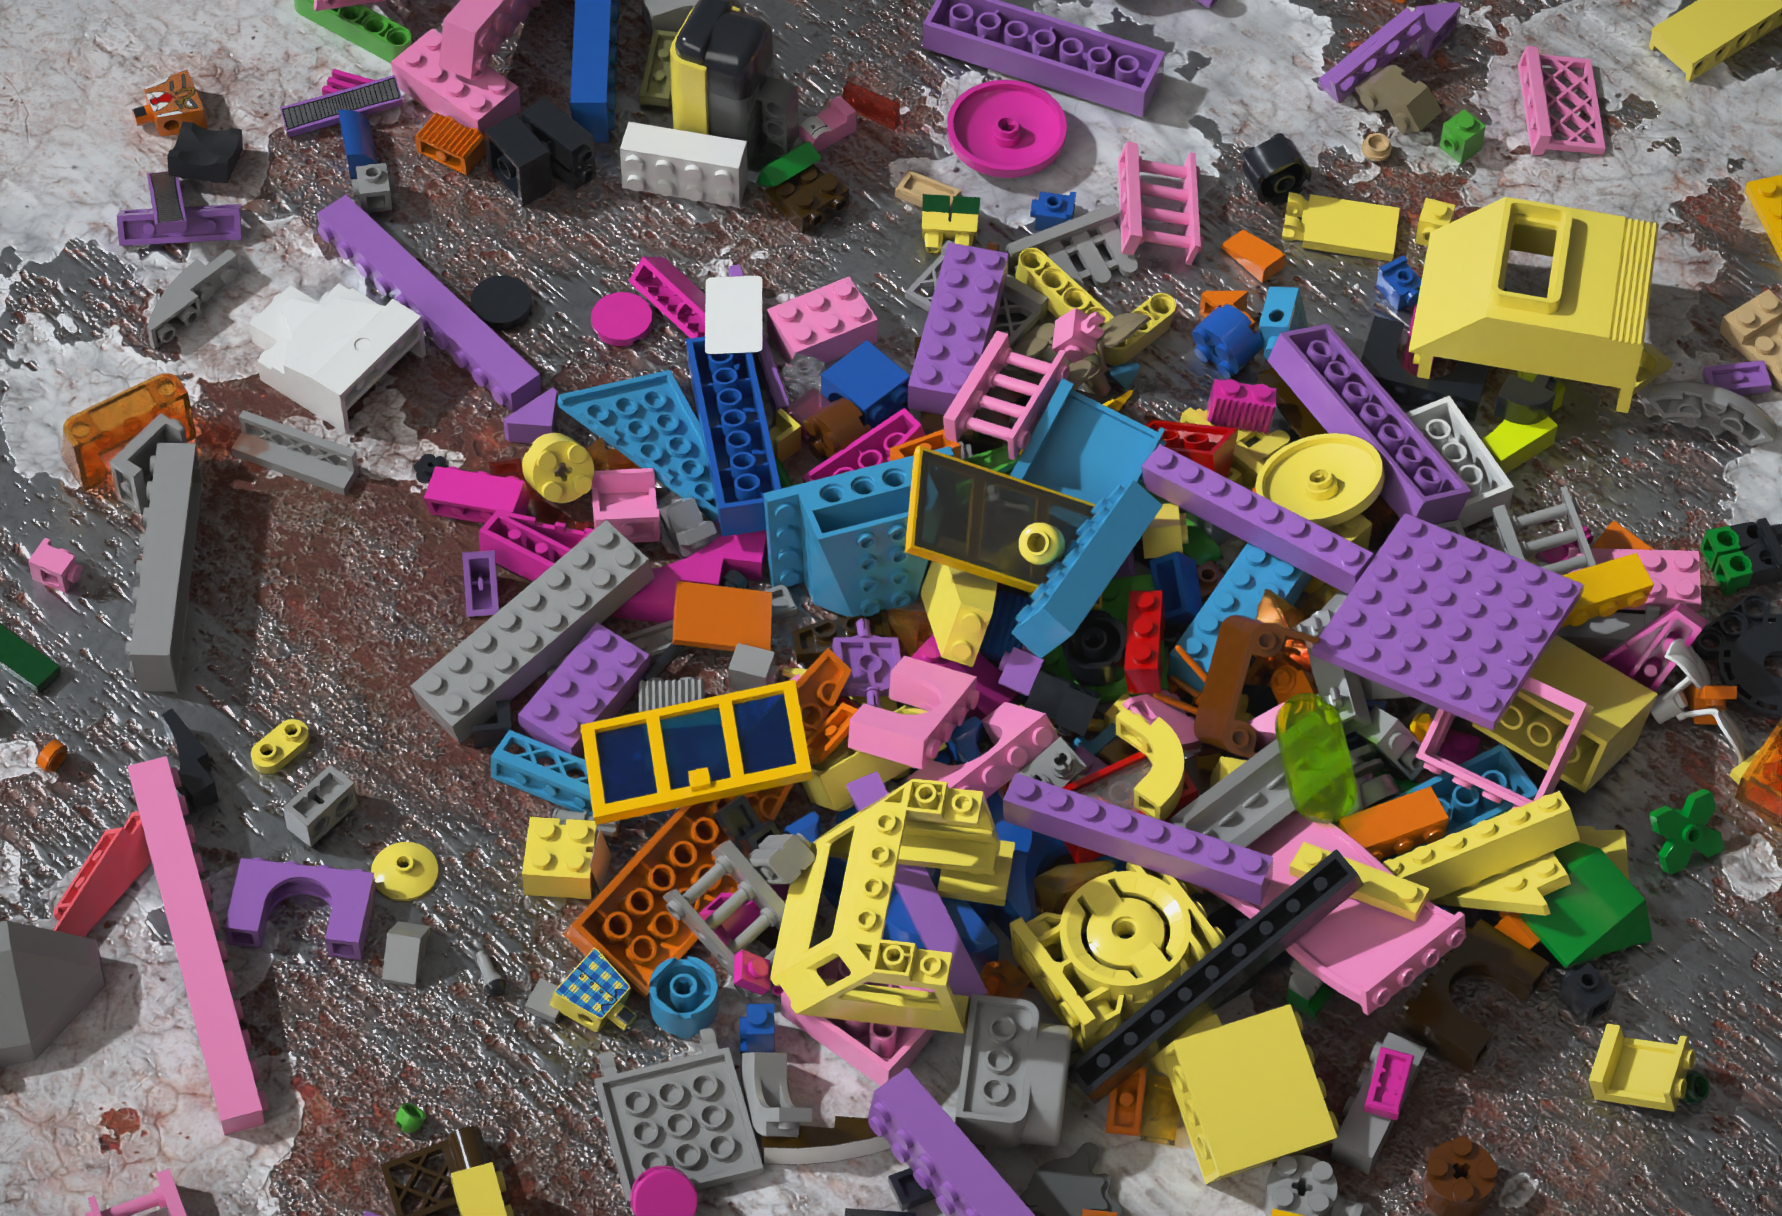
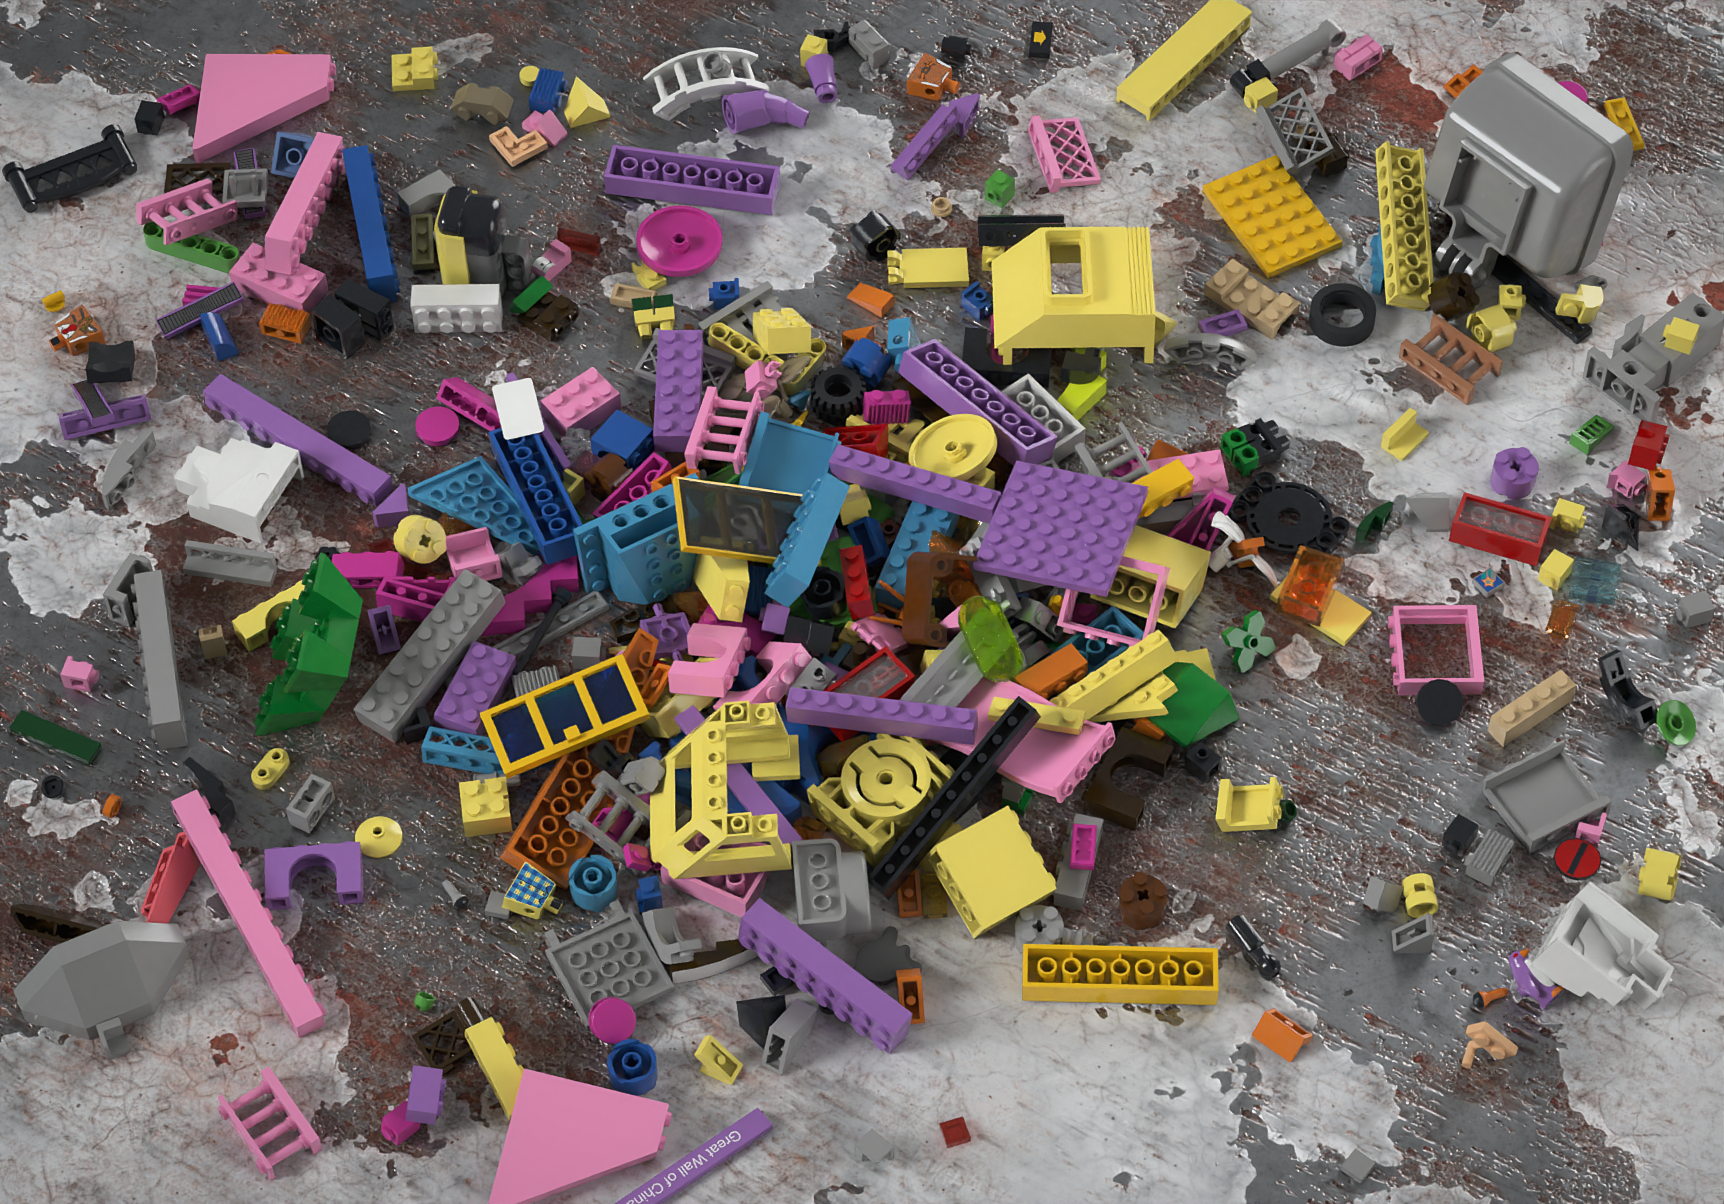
camera: 10 degrees left, 0 degrees up
(119, 422) = (100, 565): clear orange windscreen -> none
(153, 60) = (54, 302): none -> yellow plate
(245, 555) = (212, 642): none -> tan slope
(369, 592) = (318, 643): none -> green slope
(374, 187) = (238, 365): light grey brick -> none
(379, 520) = (254, 625): none -> light yellow arch
(405, 953) = (393, 892): light grey slope -> none
(600, 860) = (514, 803): sticker -> none
(721, 616) = (558, 621): orange tile -> none
(954, 171) = (647, 277): none -> light yellow plate
(1041, 544) = (773, 528): light yellow head -> none
(1118, 275) = (781, 331): none -> light yellow brick
(1133, 210) = (781, 283): bright pink fence -> none
(1163, 786) = (891, 677): light yellow arch -> none
(1183, 358) = (837, 381): none -> black tyre
(1407, 102) = (957, 171): dark tan brick -> none
(1467, 193) = (1011, 229): none -> black fence

